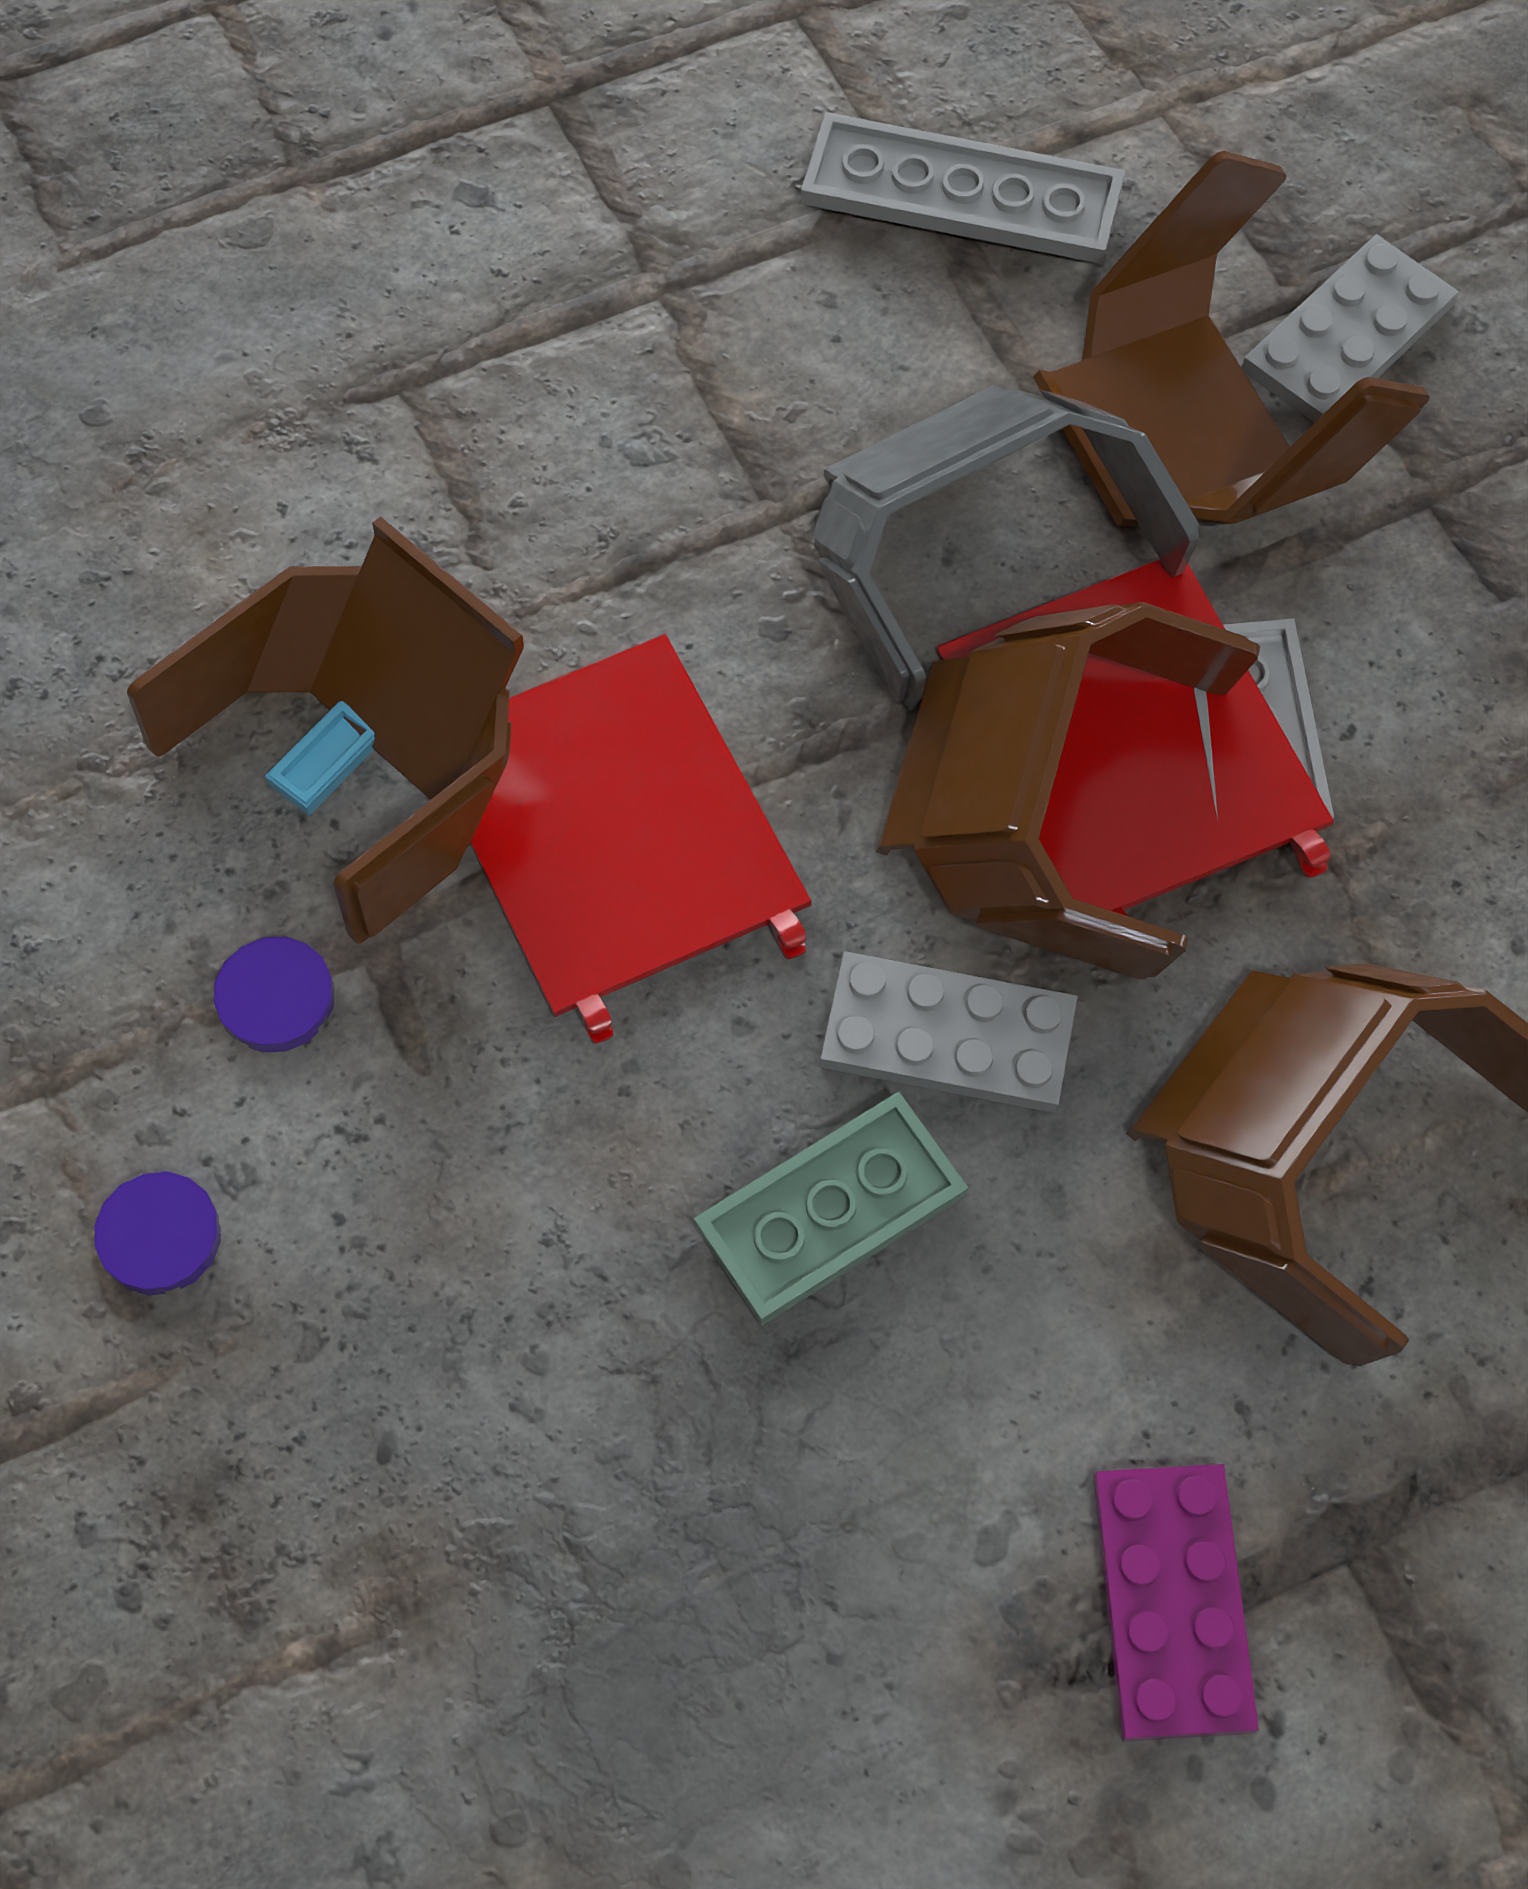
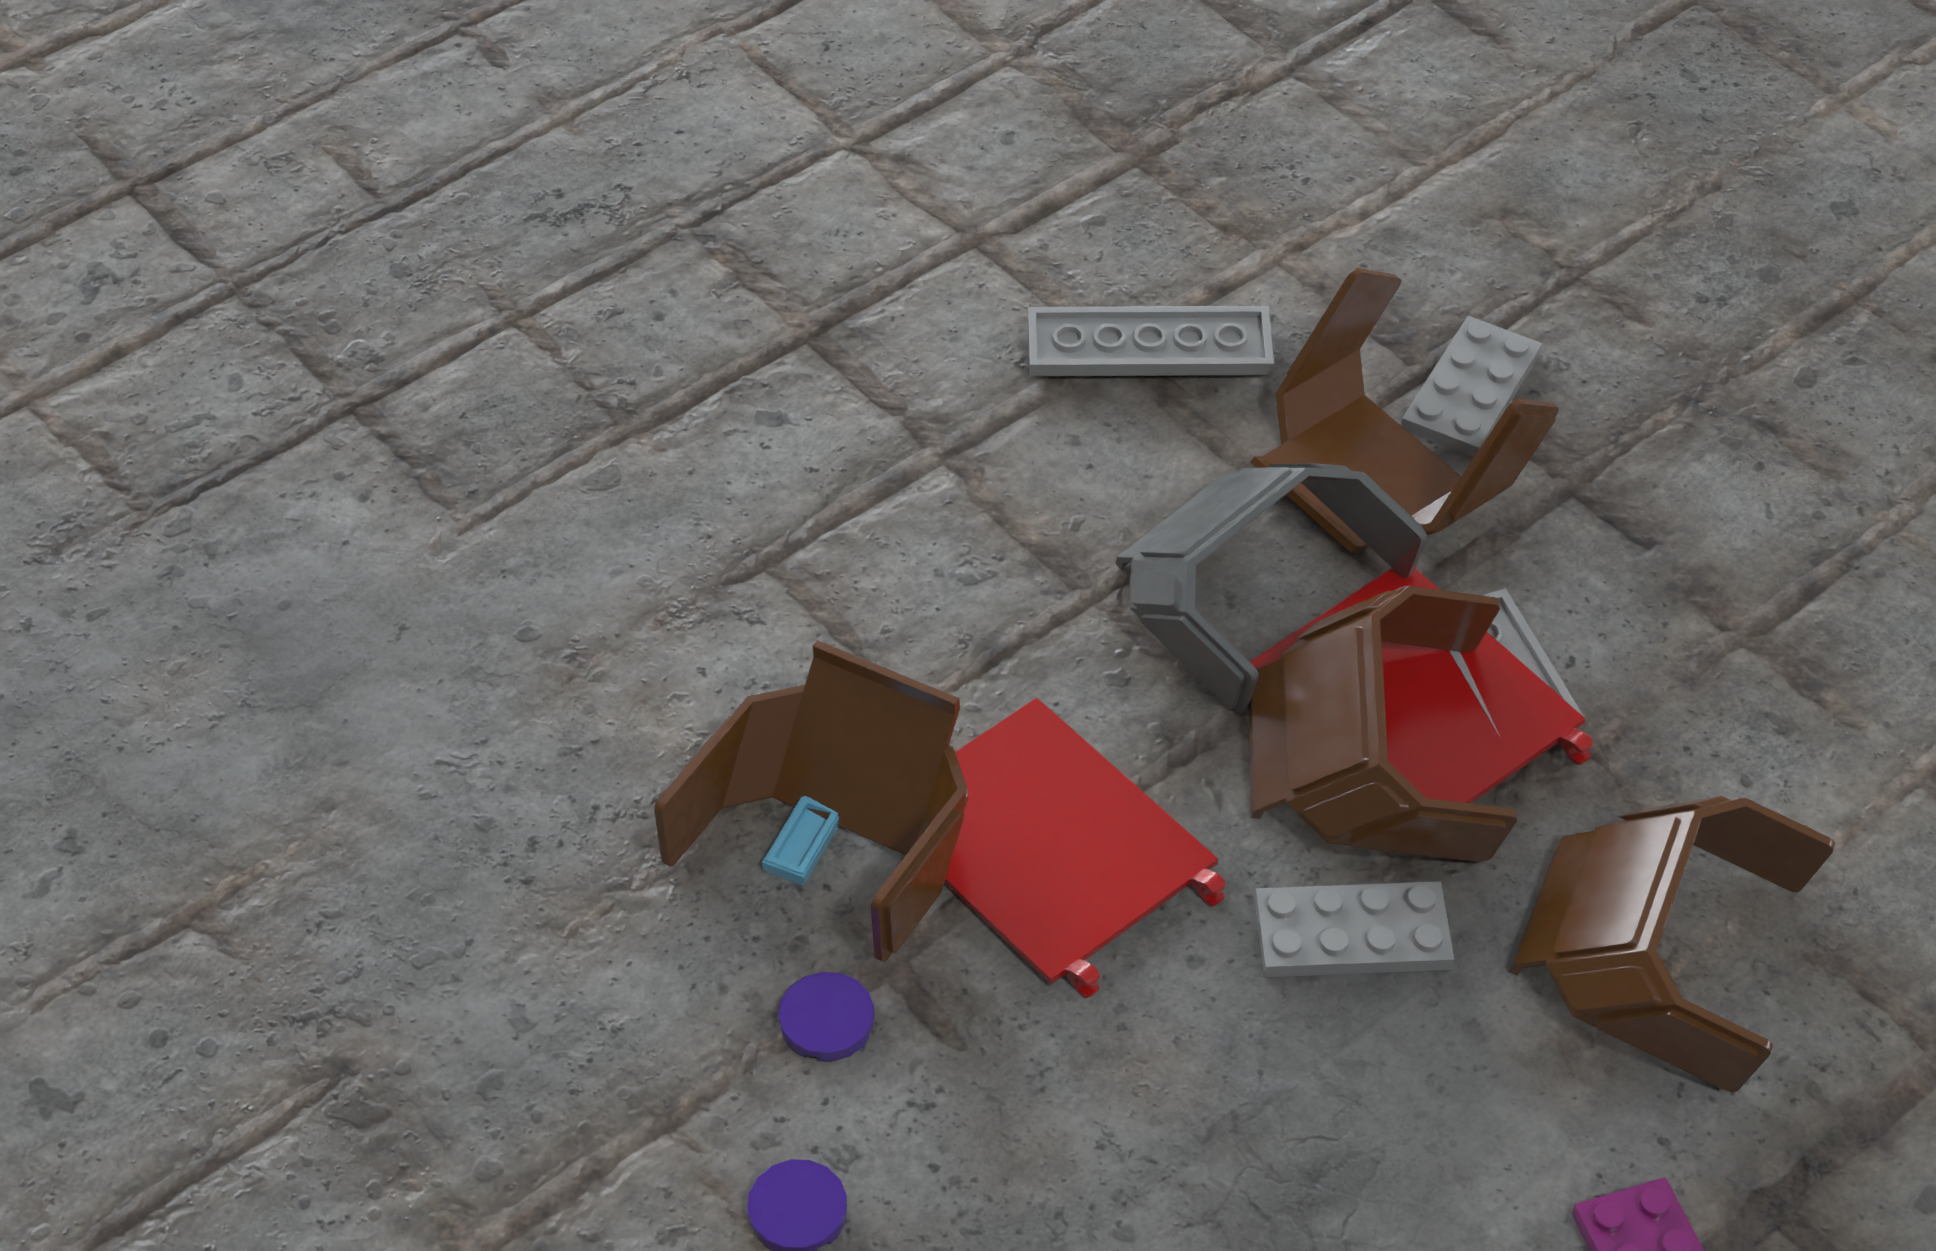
camera: 15 degrees left, 15 degrees down
(830, 1208) = (1310, 1069): sand green plate -> none

